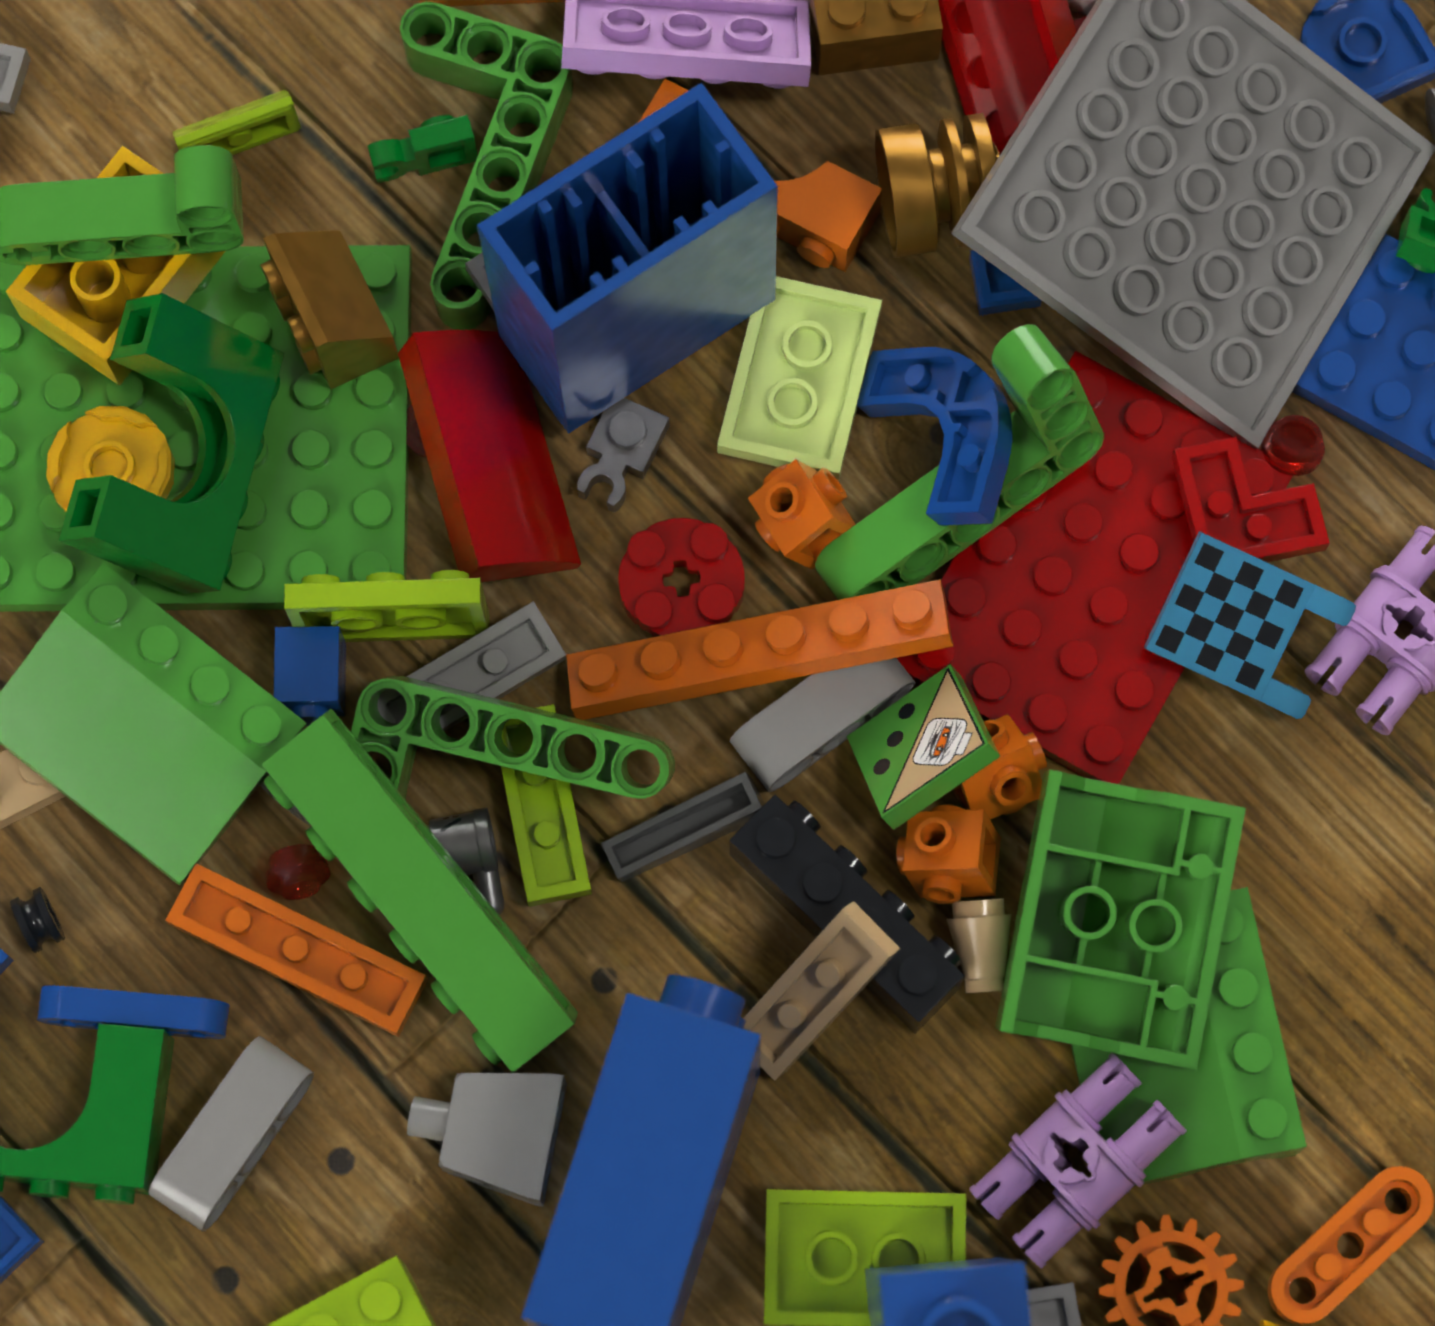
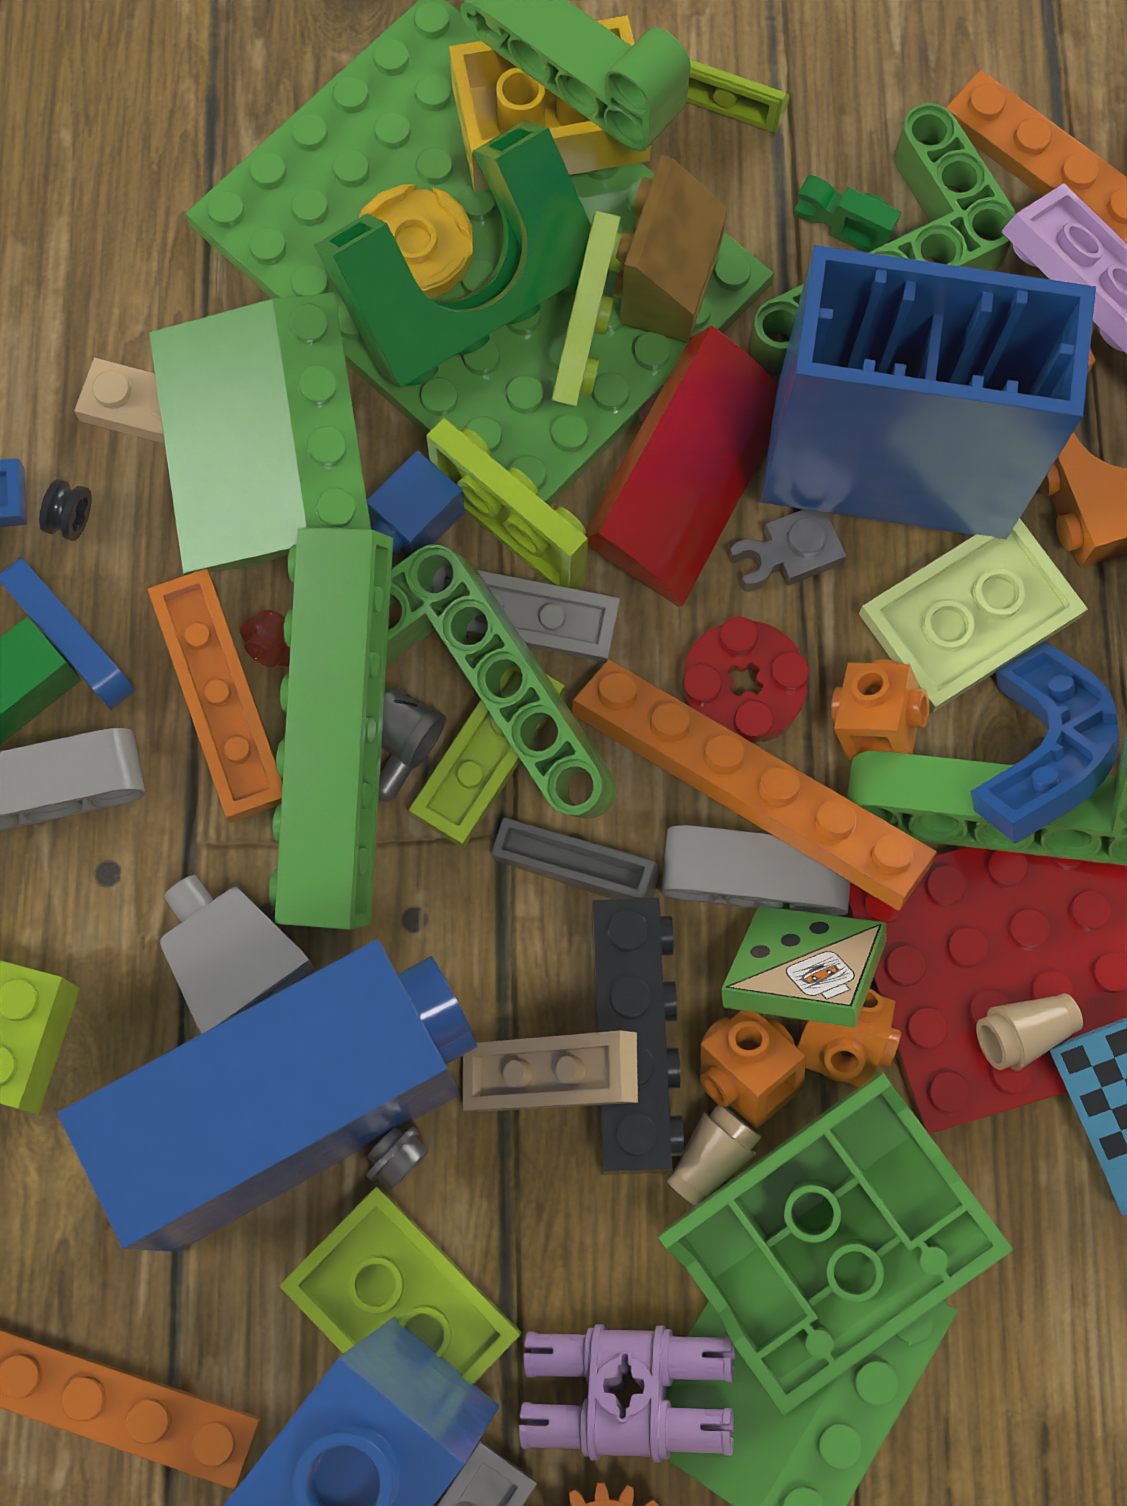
camera: 40 degrees right, 0 degrees up
(311, 406) = (589, 311): none -> lime plate
(759, 1156) = (396, 1156): none -> flat silver plate
(1118, 648) = (1026, 1030): none -> tan cone

